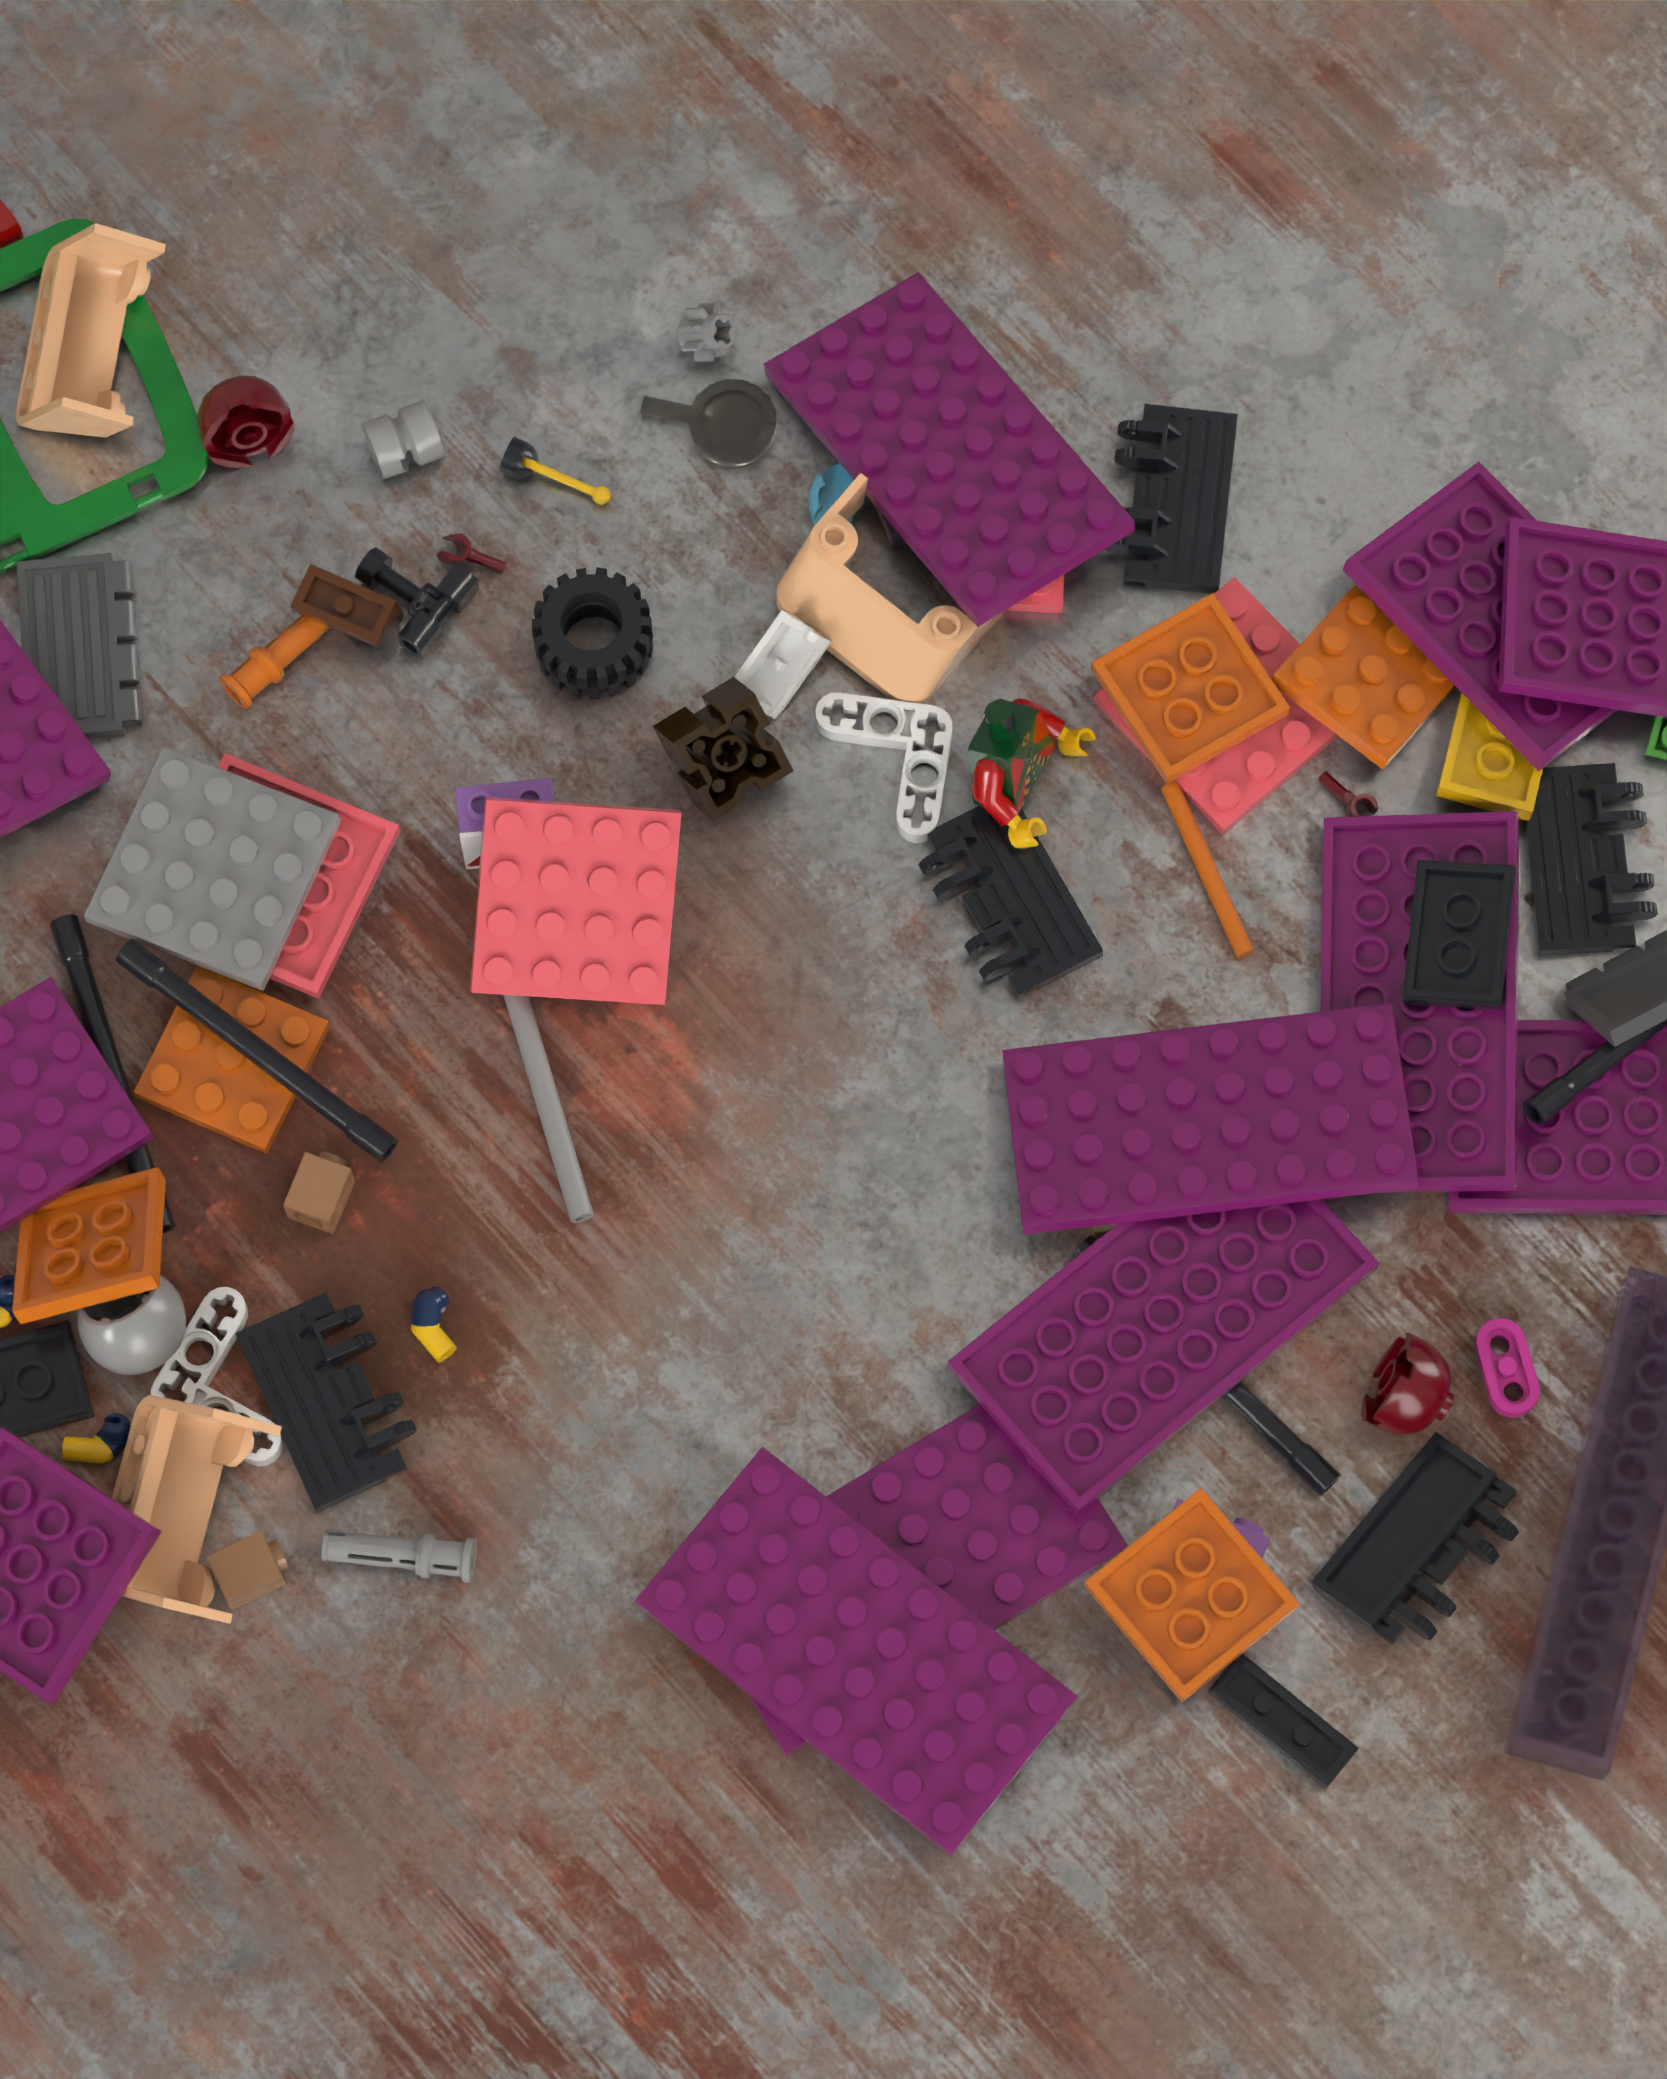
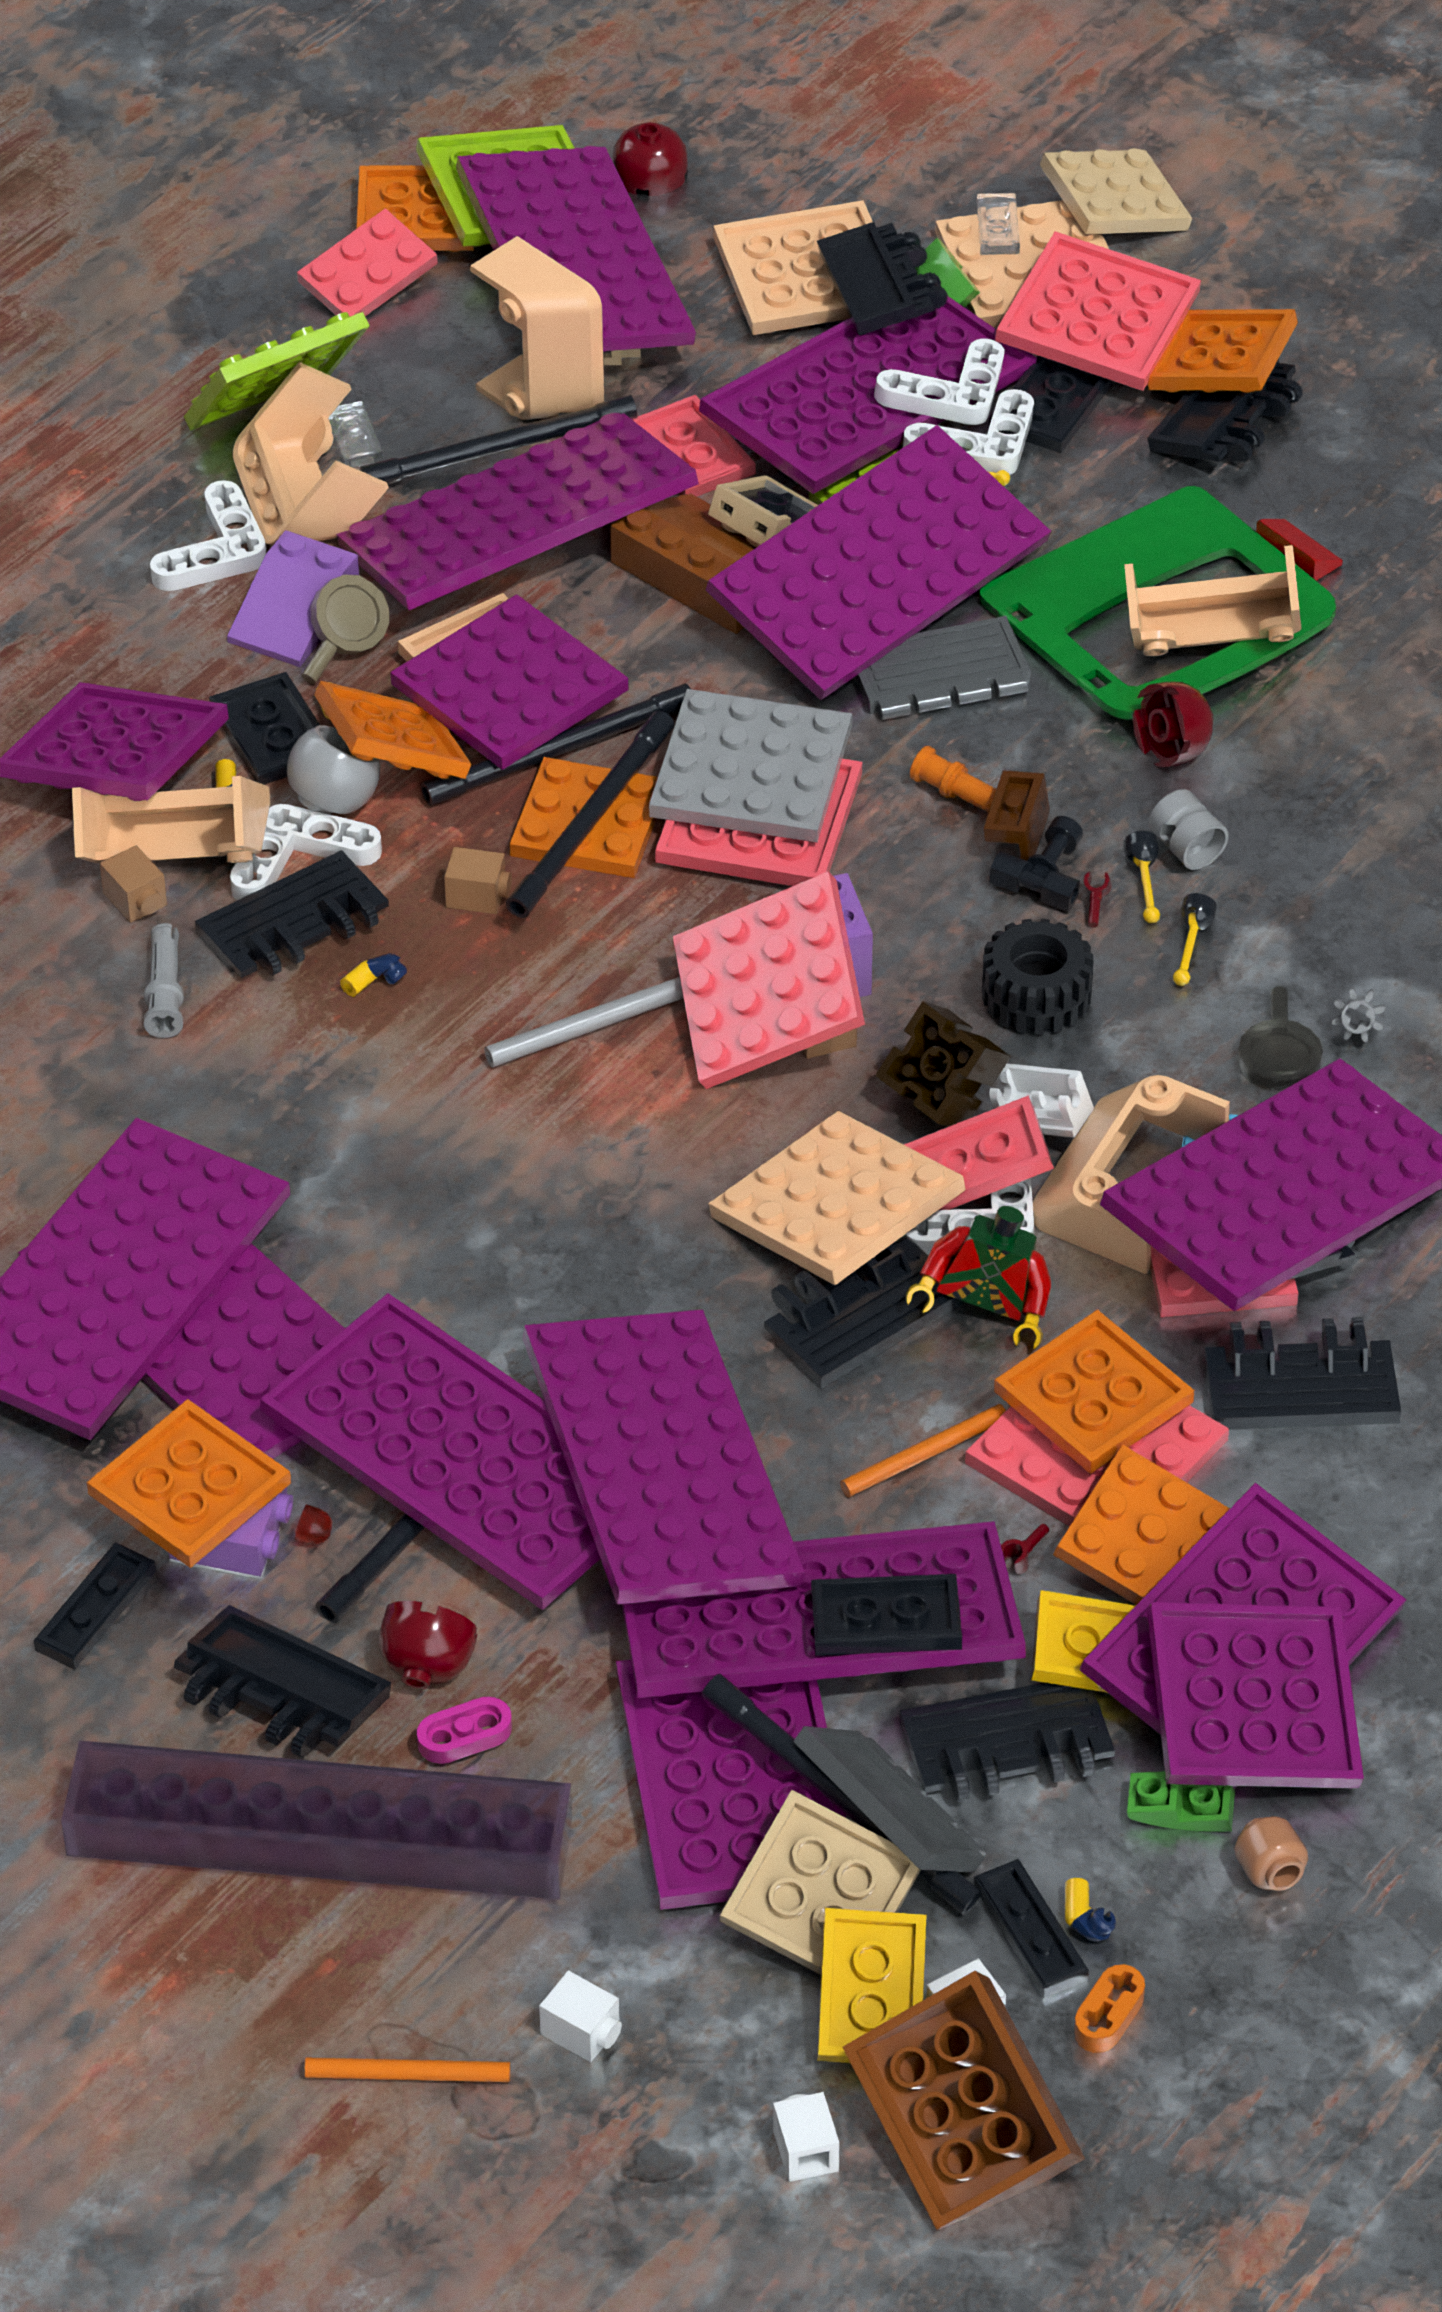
camera: 80 degrees right, 25 degrees down
(418, 495) = (1141, 851): none -> hinge
(845, 740) = (990, 1149): none -> coral plate
(869, 891) = (837, 1197): none -> light nougat plate
(1219, 1484) = (313, 1526): none -> clear red hinge

